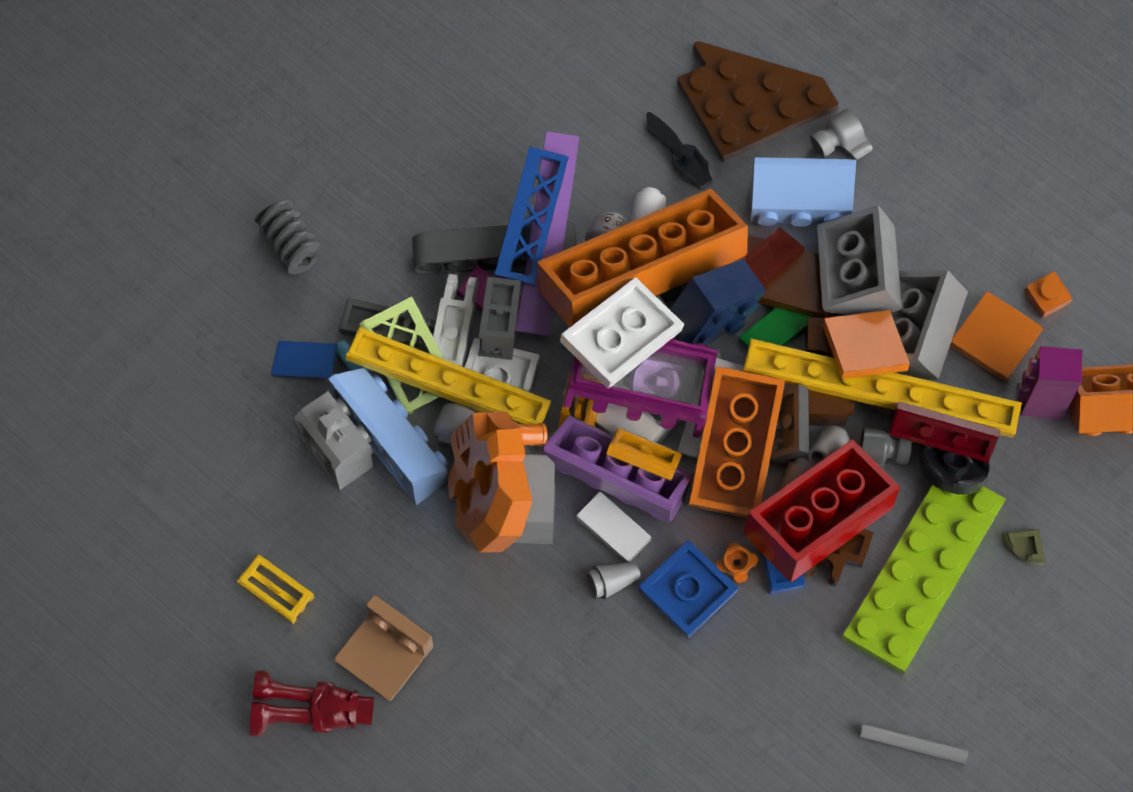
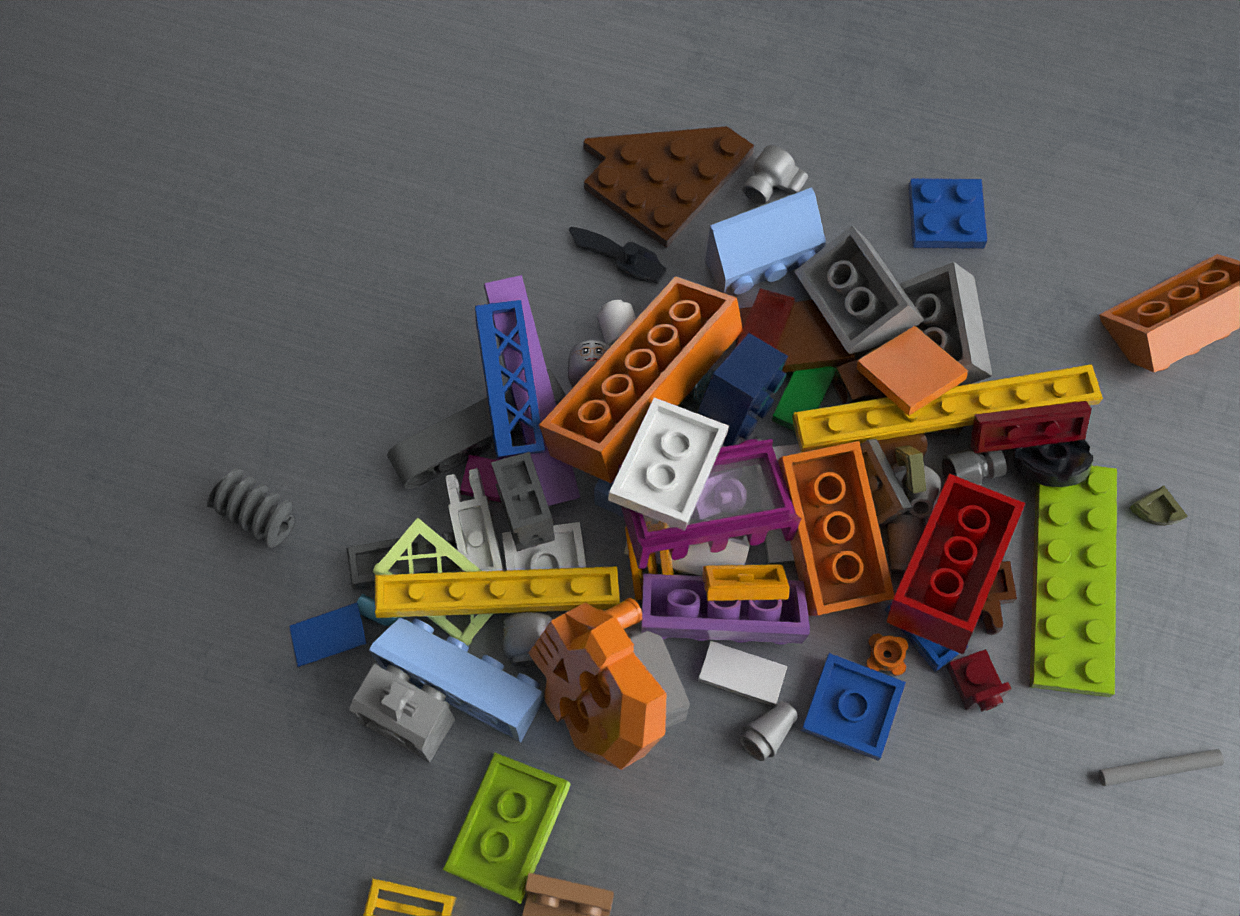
camera: 25 degrees left, 0 degrees up
(376, 560) = (507, 827): none -> lime tile
(799, 614) = (978, 681): none -> dark red bracket
(825, 419) = (914, 465): none -> olive tile
(977, 229) = (947, 213): none -> blue plate
(996, 336) = (1020, 310): orange tile -> none
(1048, 294) = (1046, 249): orange plate -> none
(1050, 382) = (1113, 329): magenta brick -> none

